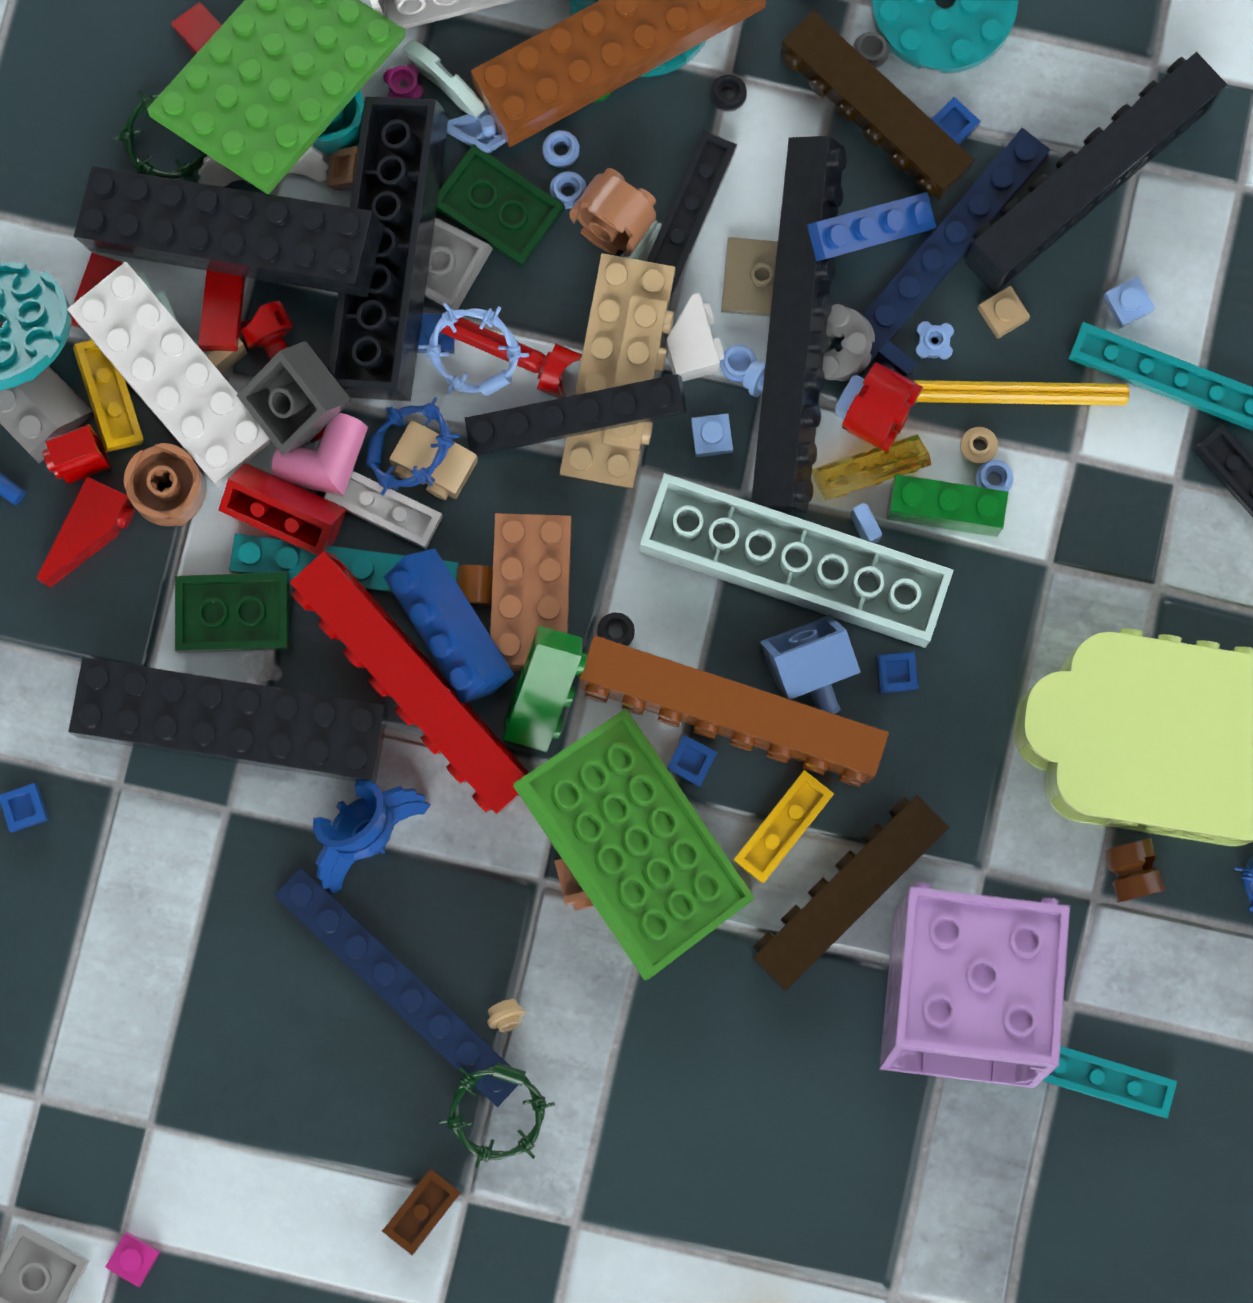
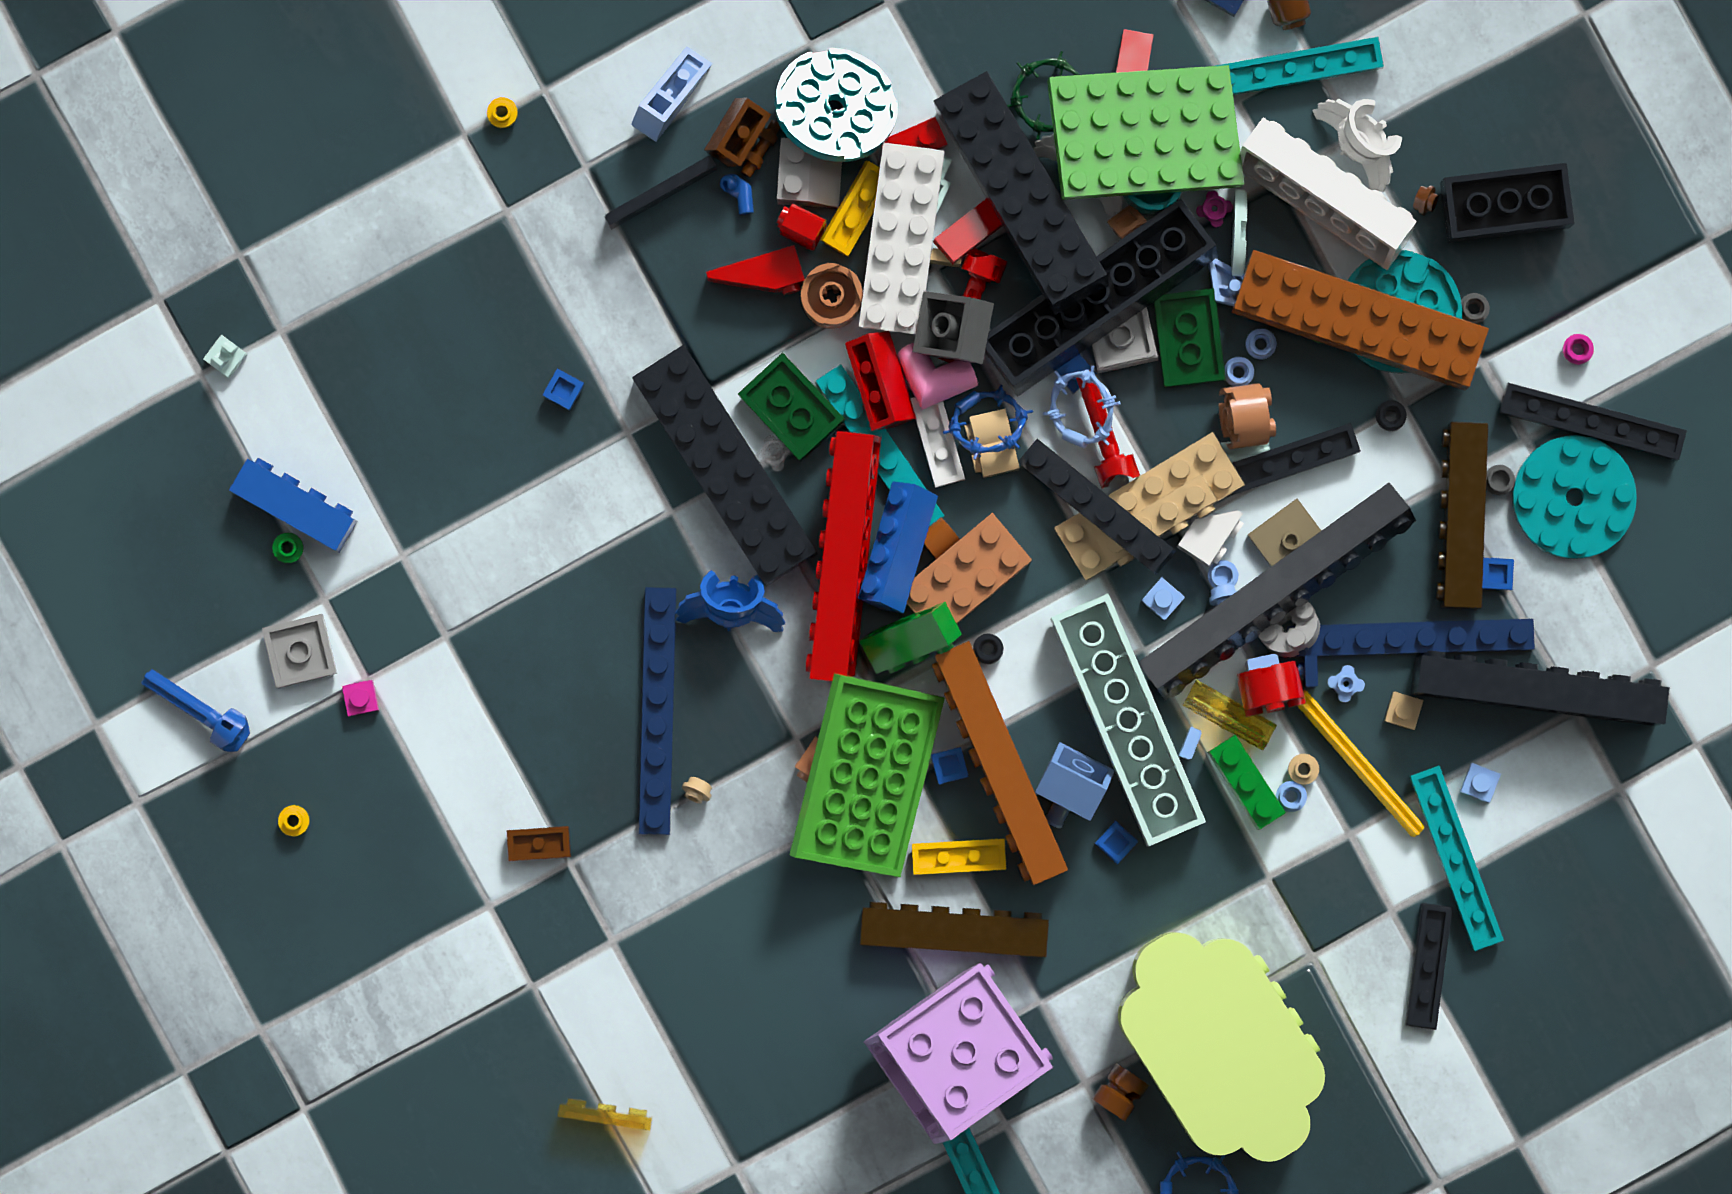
camera: 55 degrees right, 5 degrees up
(506, 1074) = (663, 822): dark green piece -> none
(871, 226) = (1379, 583): blue plate -> none

